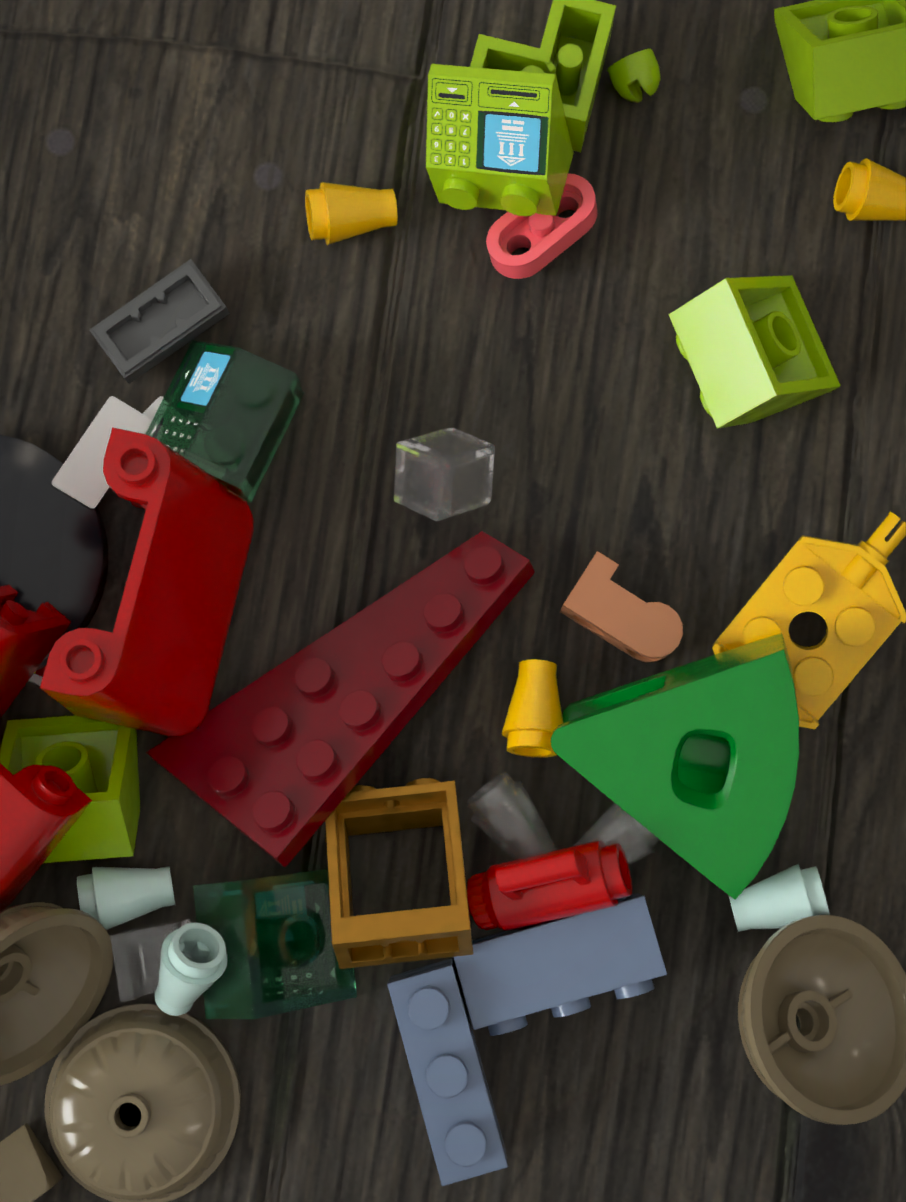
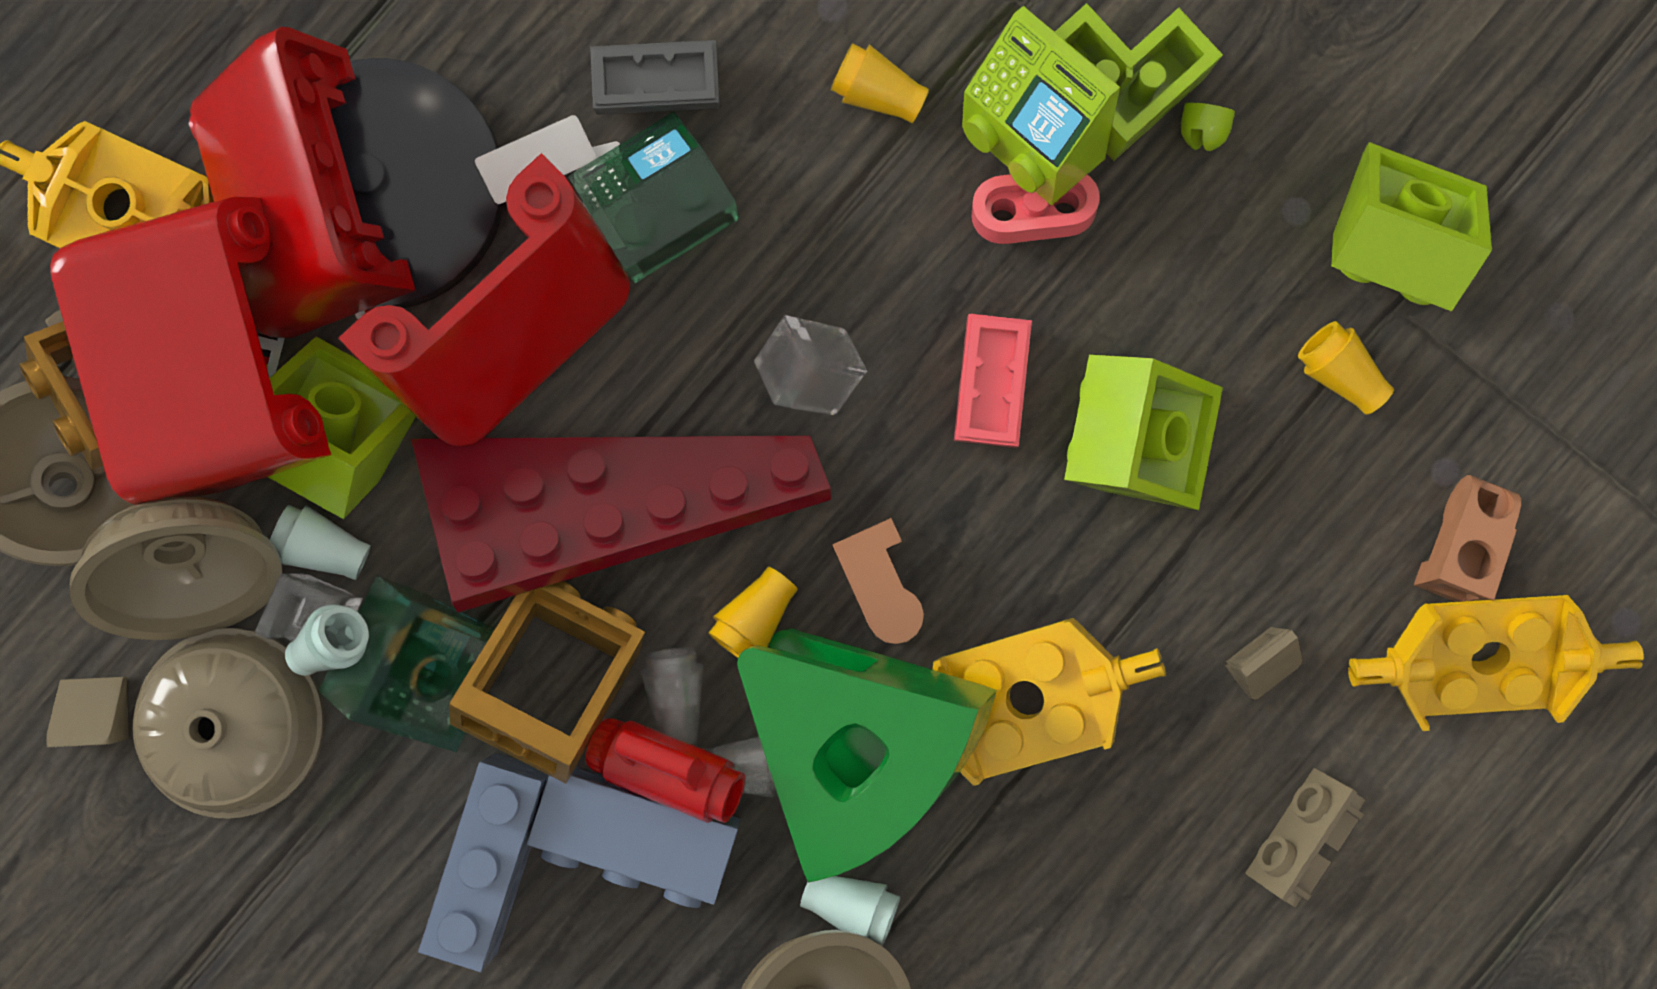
camera: 35 degrees right, 5 degrees up
(603, 389) = (992, 380): none -> coral plate

